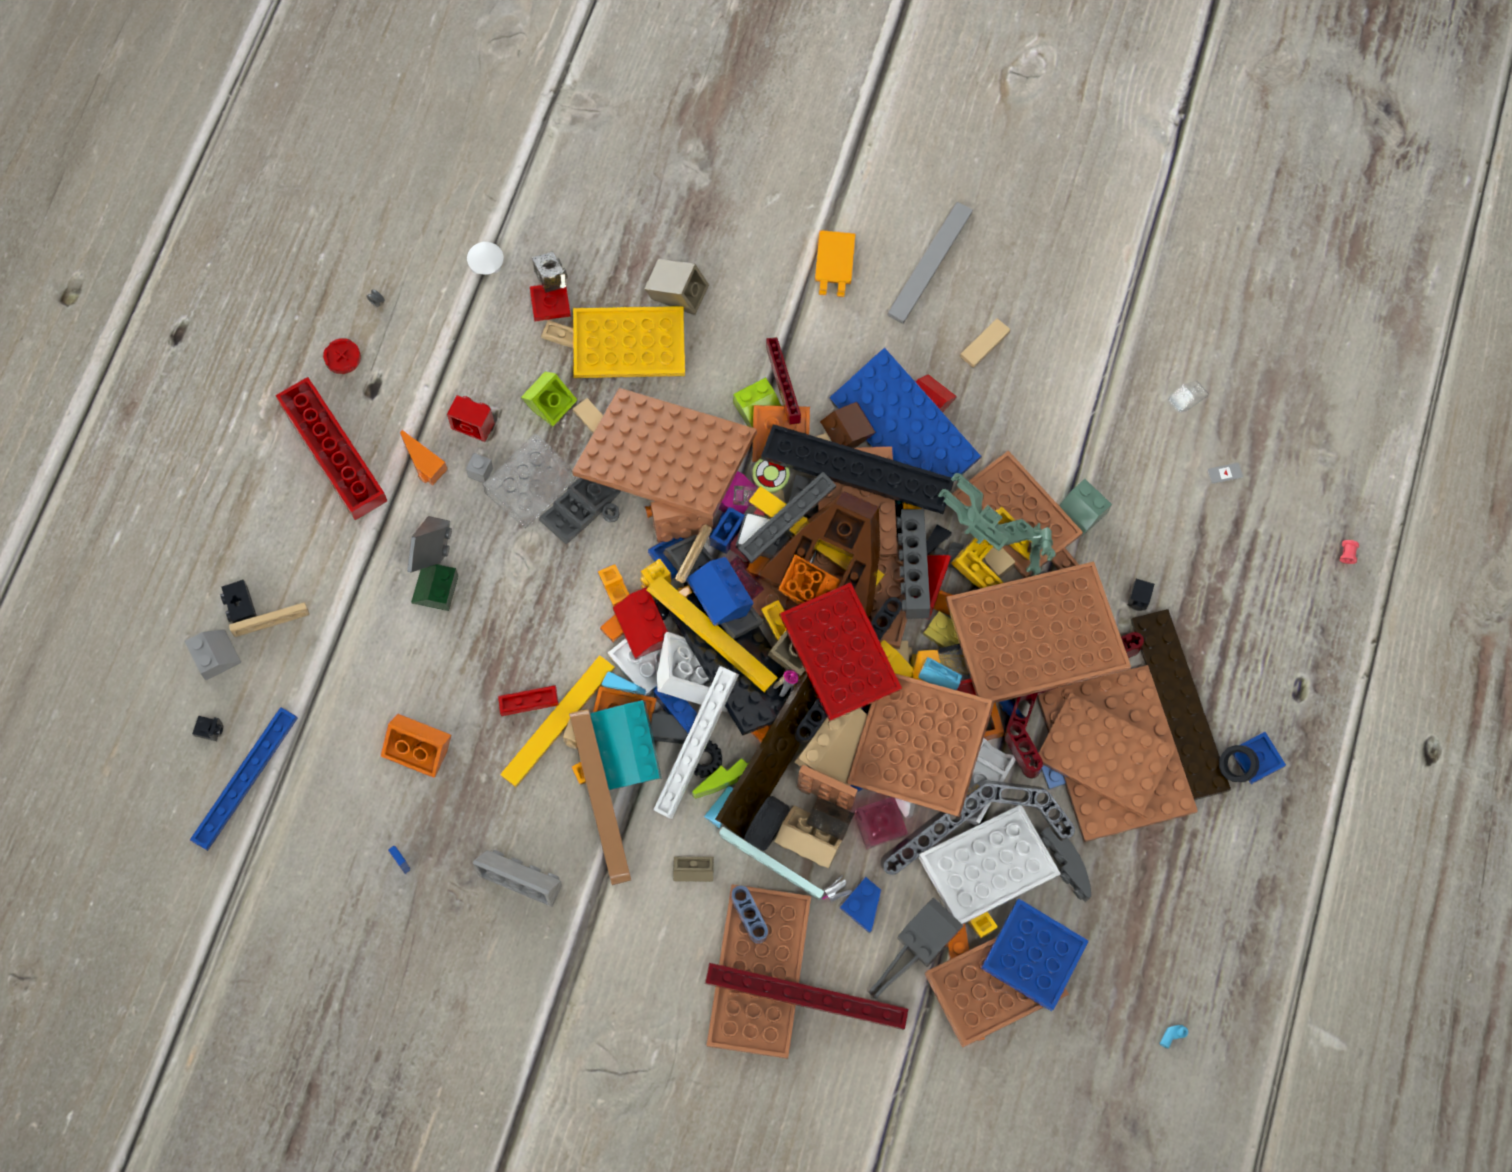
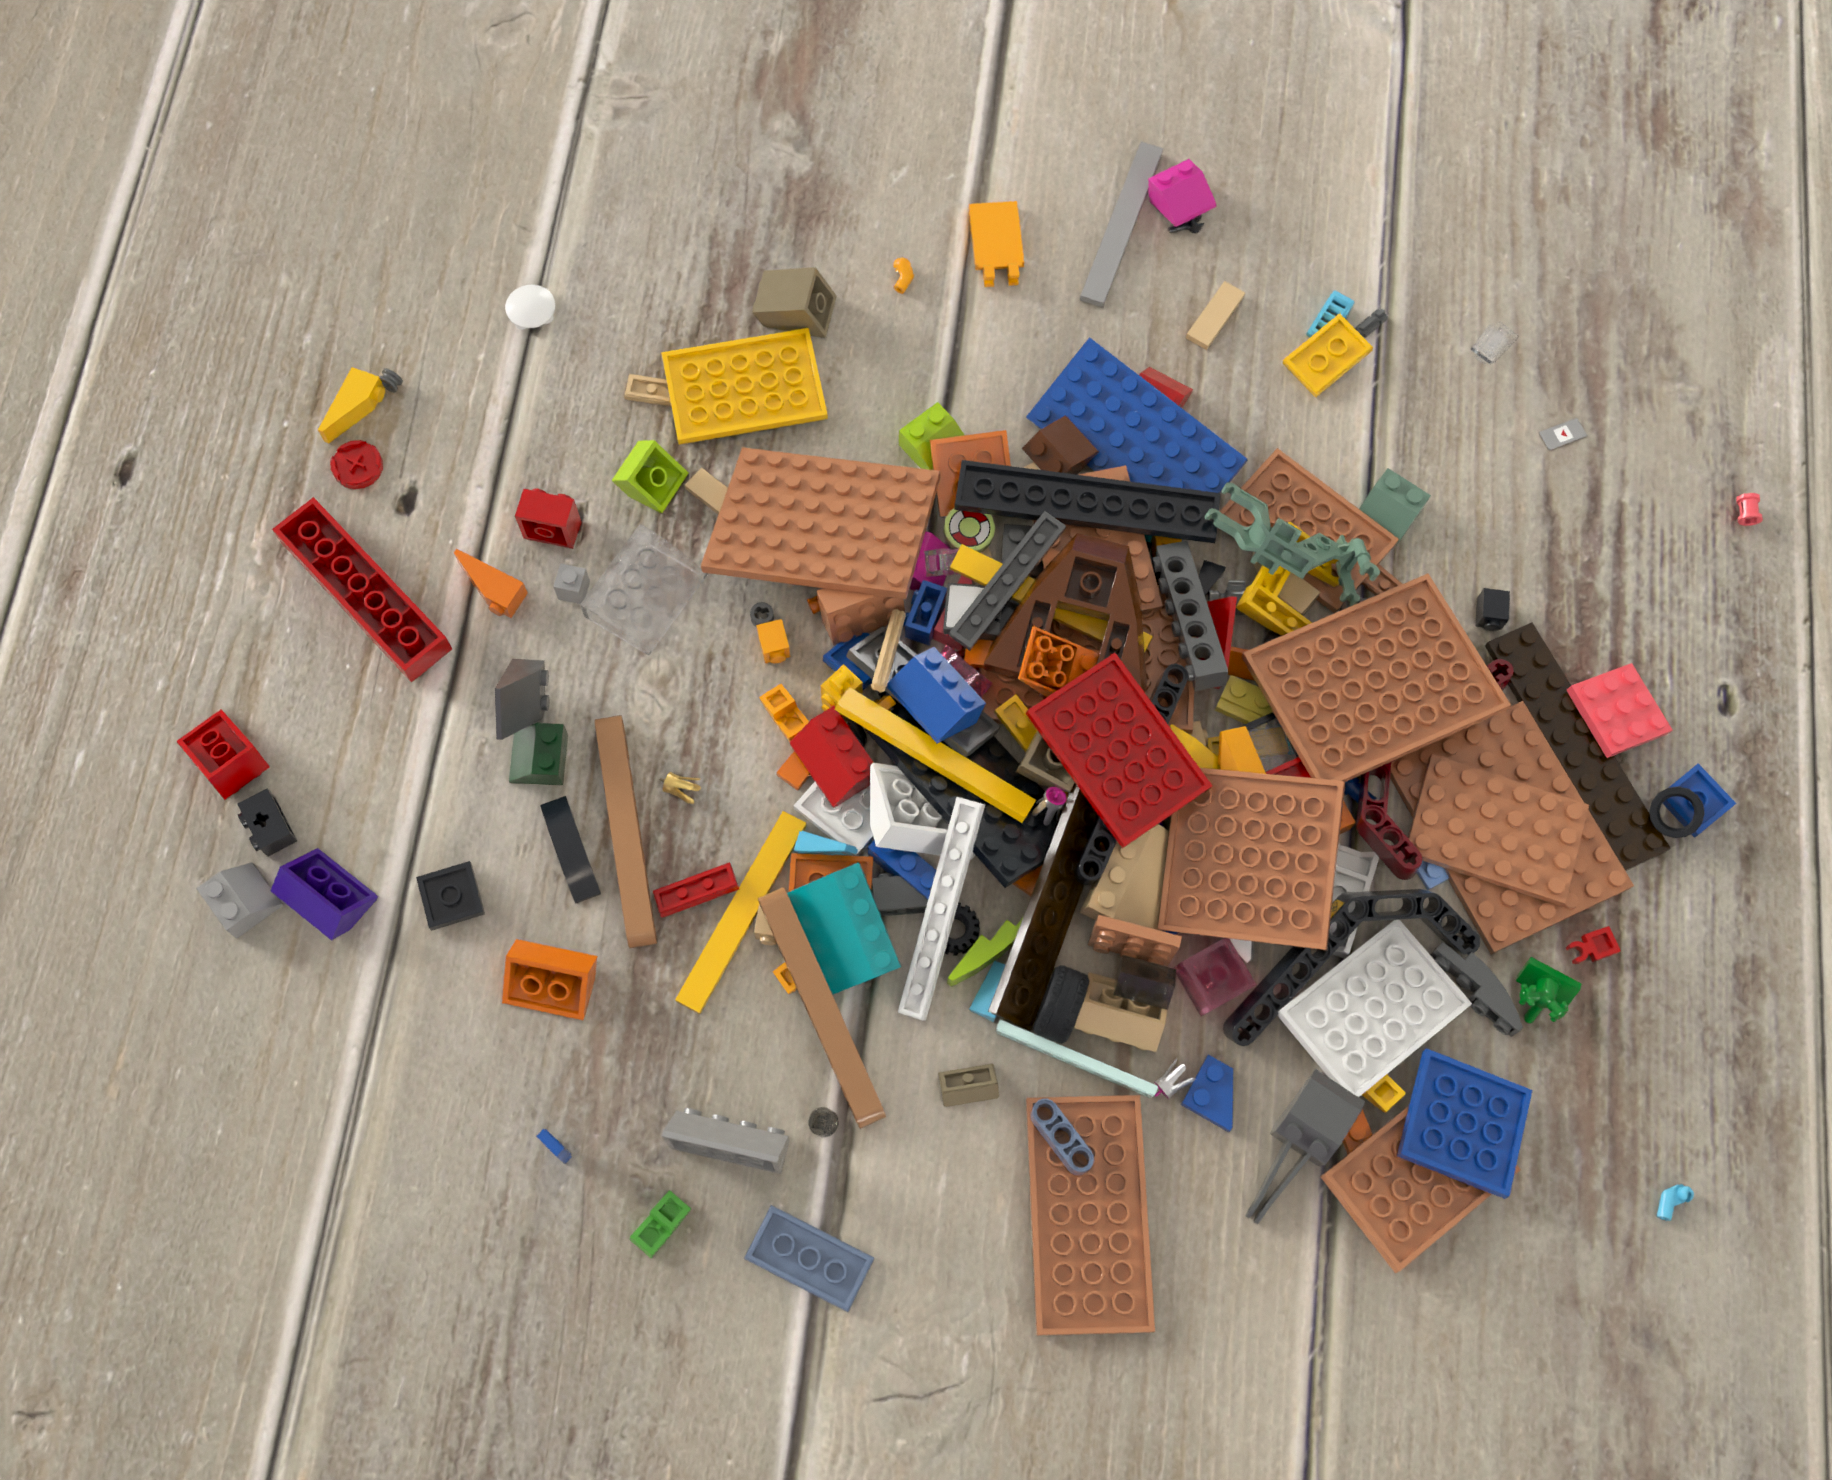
camera: 10 degrees left, 0 degrees up
(208, 728) = (250, 1005): black bracket -> none
(216, 550) = (223, 754): none -> red slope
(243, 779) = (312, 1069): blue tile -> none
(269, 619) = (313, 838): tan tile -> none
(270, 659) = (323, 893): none -> dark purple slope
(347, 310) = (352, 403): none -> yellow slope
(357, 675) = (450, 895): none -> black plate
(445, 657) = (570, 849): none -> black slope
(462, 926) = (660, 1224): none -> bright green slope
(486, 651) = (625, 832): none -> medium nougat beam
(526, 622) = (674, 782): none -> pearl gold piece
(549, 272) = (621, 309): clear smoke brick -> none
(549, 304) = (628, 349): red plate -> none
(560, 967) = (809, 1258): none -> sand blue tile
(577, 508) = (716, 616): dark grey slope -> none
(587, 876) = (823, 1122): none -> clear smoke tile
(615, 533) = (773, 641): none -> light orange brick
(762, 278) = (906, 273): none -> light orange arm
(783, 381) = (963, 402): dark red piece -> none
(806, 996) = (1162, 1239): dark red plate -> none
(939, 675) = (1256, 759): medium azure slope -> none
(978, 246) = (1181, 193): none -> dark pink slope
(982, 272) = (1192, 226): none -> black hand
(1061, 386) = (1327, 355): none -> yellow tile
(1078, 350) = (1335, 303): none -> medium azure slope
(1096, 369) = (1372, 323): none -> dark grey axle
(1117, 871) = (1545, 988): none -> green piece
(1161, 848) = (1596, 944): none -> red plate
(1216, 683) = (1619, 710): none -> coral plate

